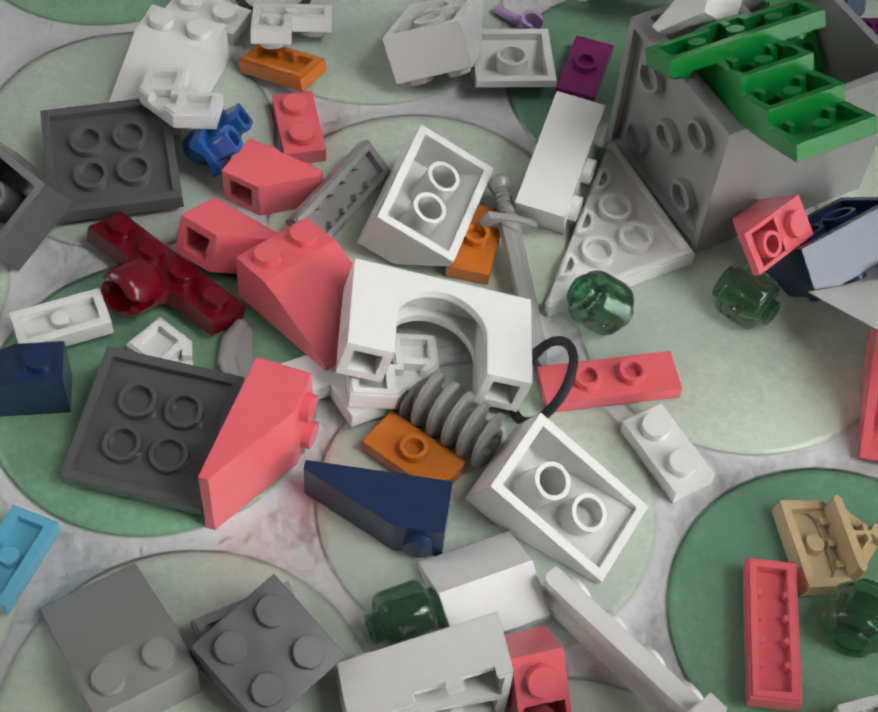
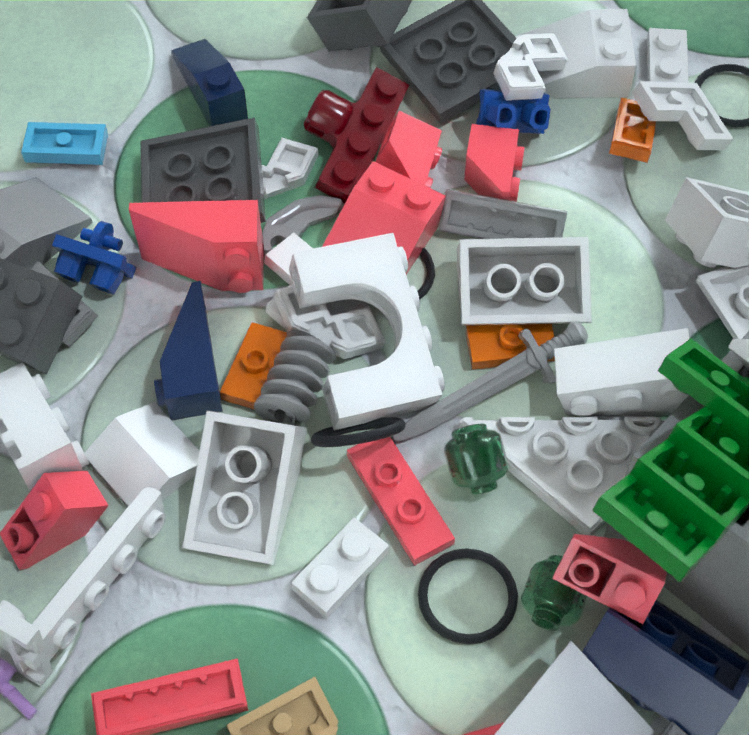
camera: 75 degrees right, 5 degrees up
(64, 319) = (280, 90): white plate -> none
(192, 586) = (109, 265): none -> blue hips
(299, 126) = (573, 169): coral plate -> none
(403, 613) = (91, 403): clear green head -> none
(715, 399) = (461, 637): none -> black tyre

